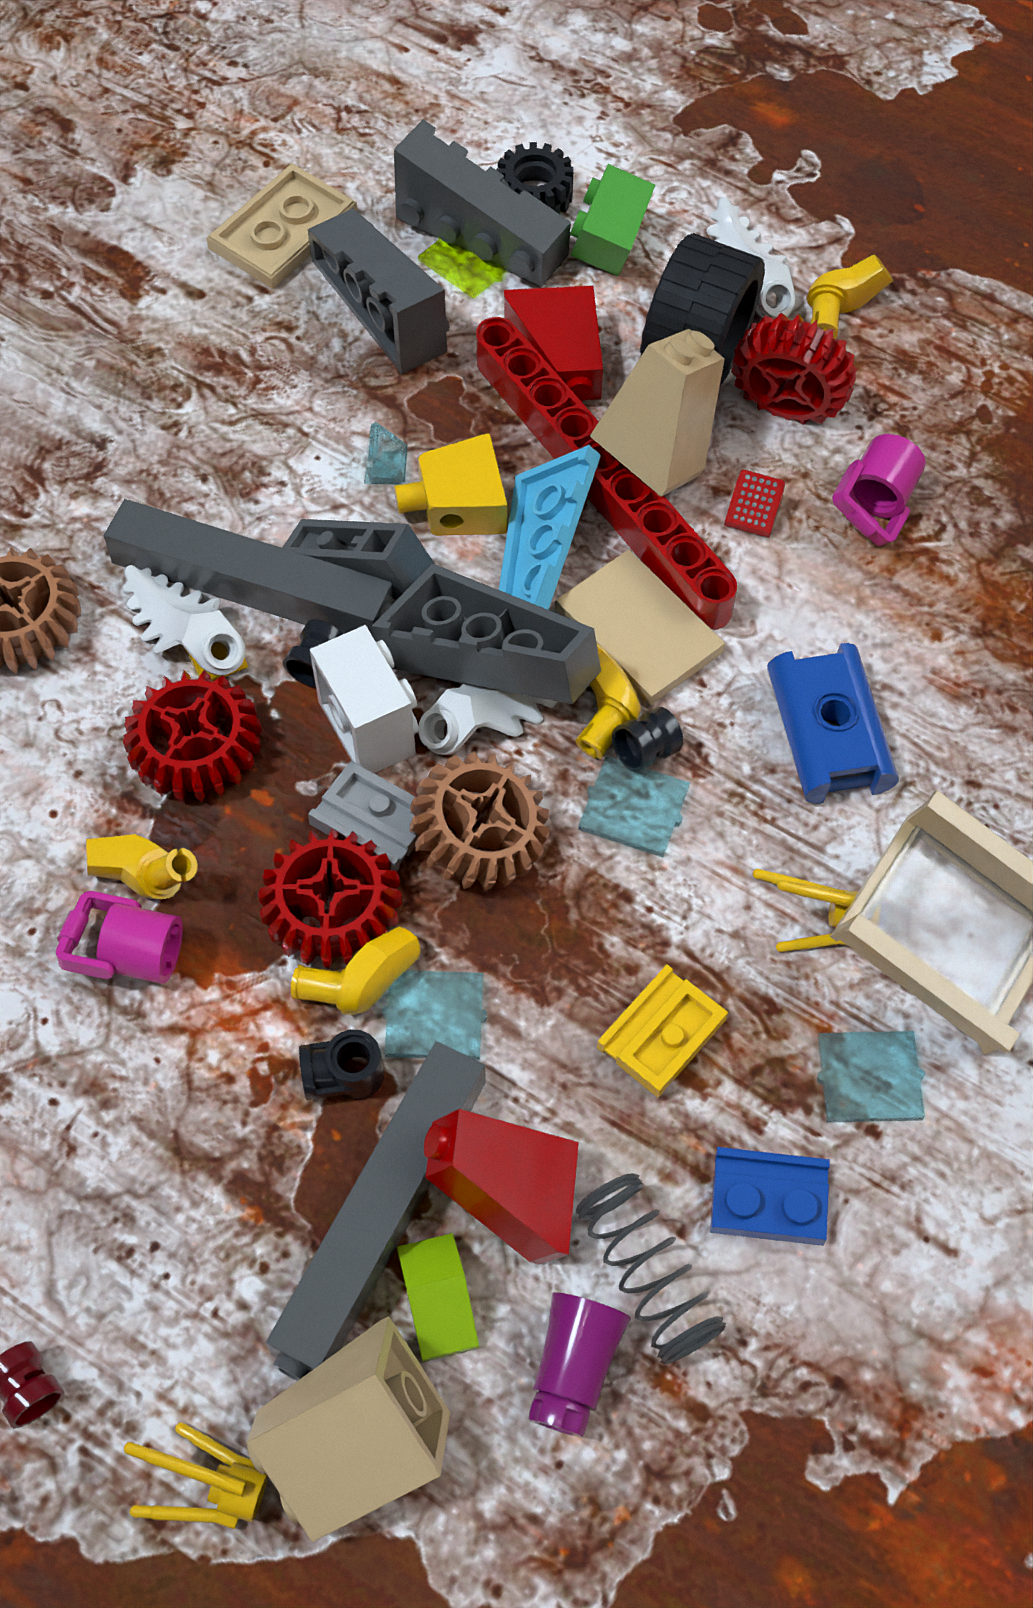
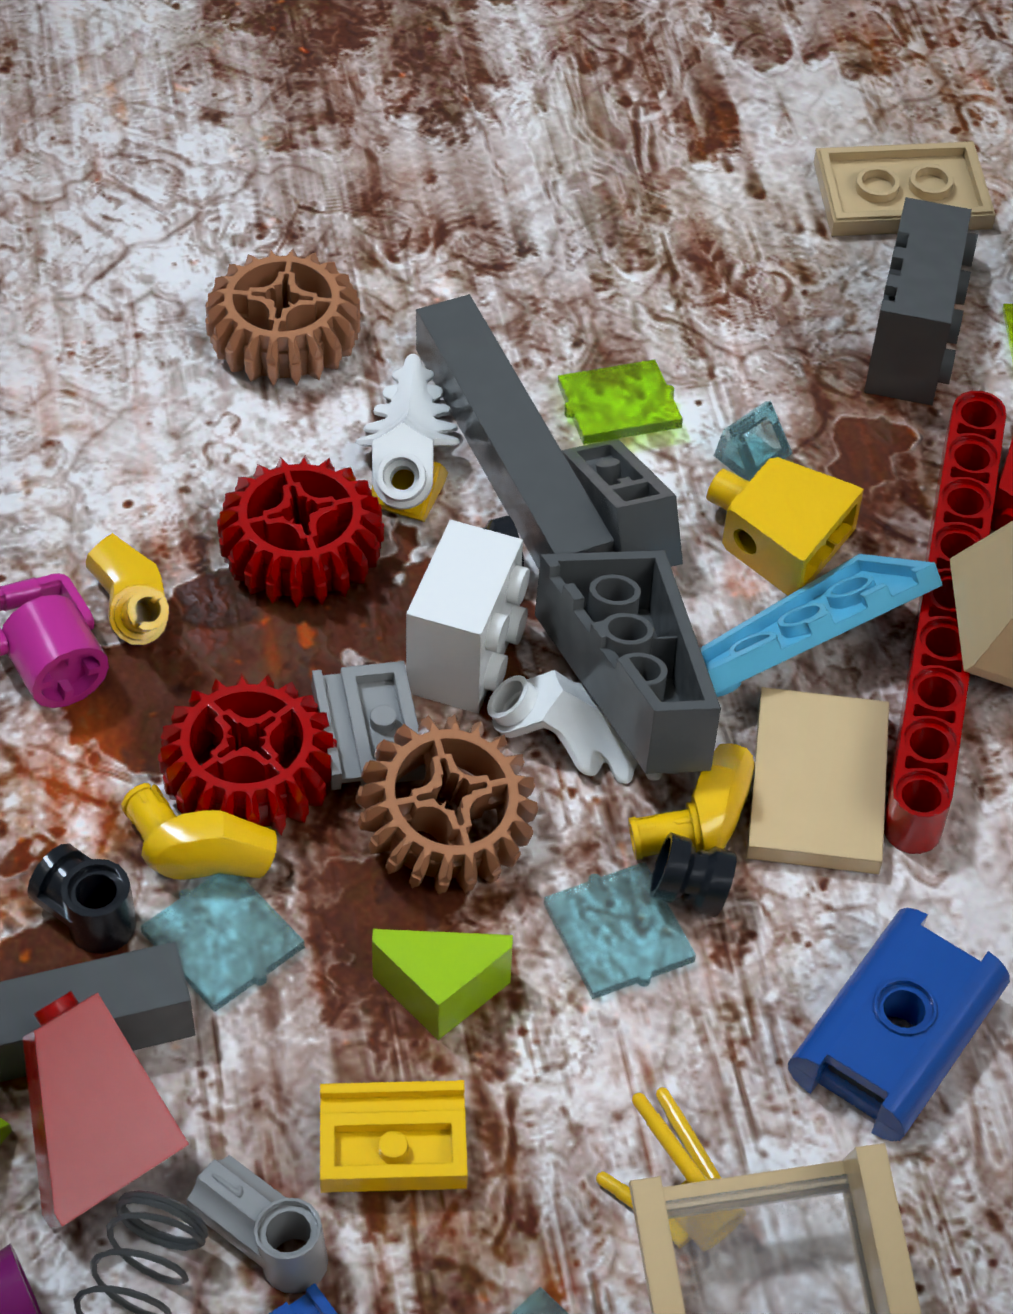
camera: 45 degrees right, 10 degrees down
(276, 495) = (619, 401): none -> clear neon green piece
(582, 922) = (441, 973): none -> lime slope
(648, 1145) = (260, 1220): none -> light grey piece

